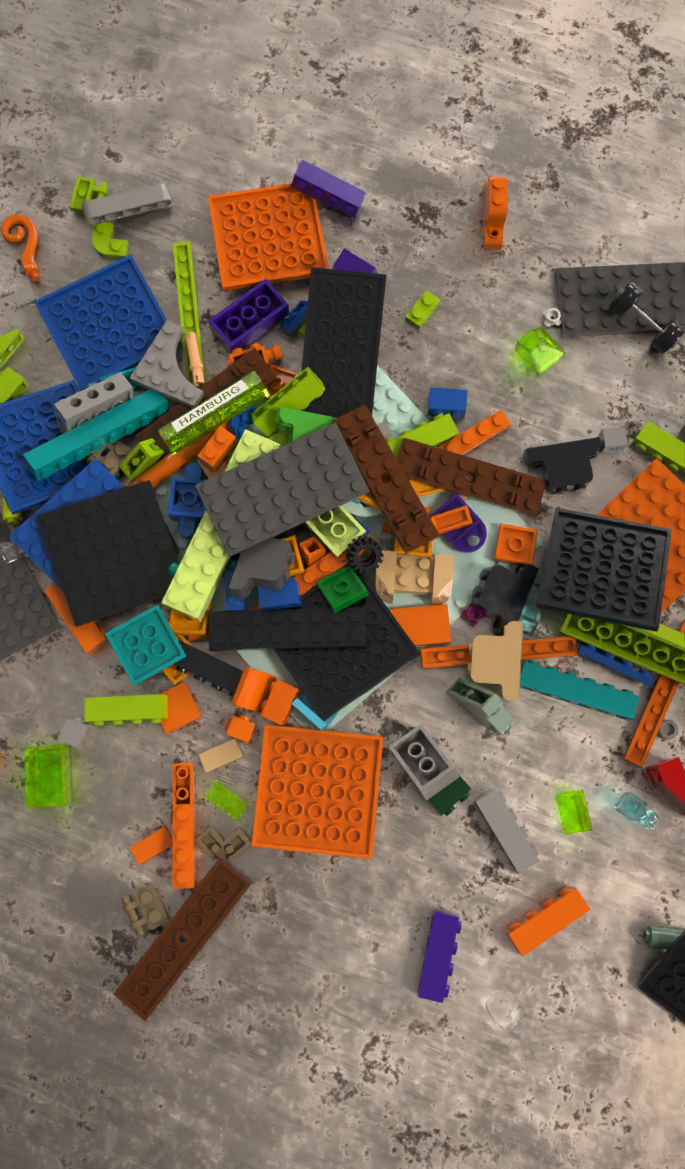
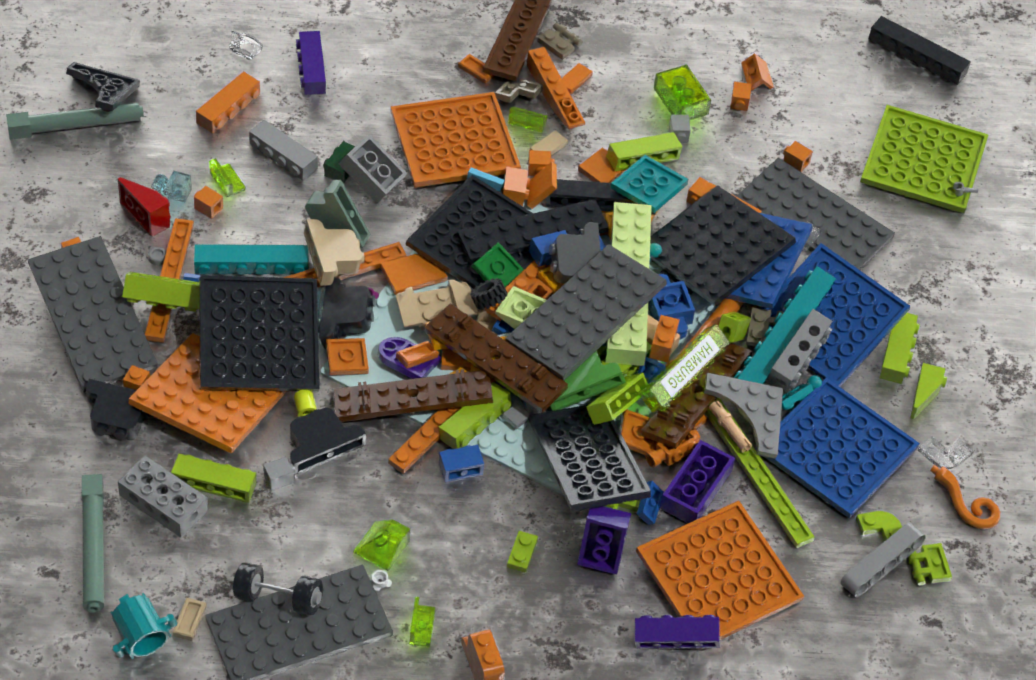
camera: 155 degrees right, 25 degrees down
(256, 897) = (475, 68): none -> orange tile
(529, 268) = (421, 624): none -> clear neon green panel
(569, 500) = (304, 402): none -> neon yellow brick
(603, 781) = (208, 202): none -> orange brick

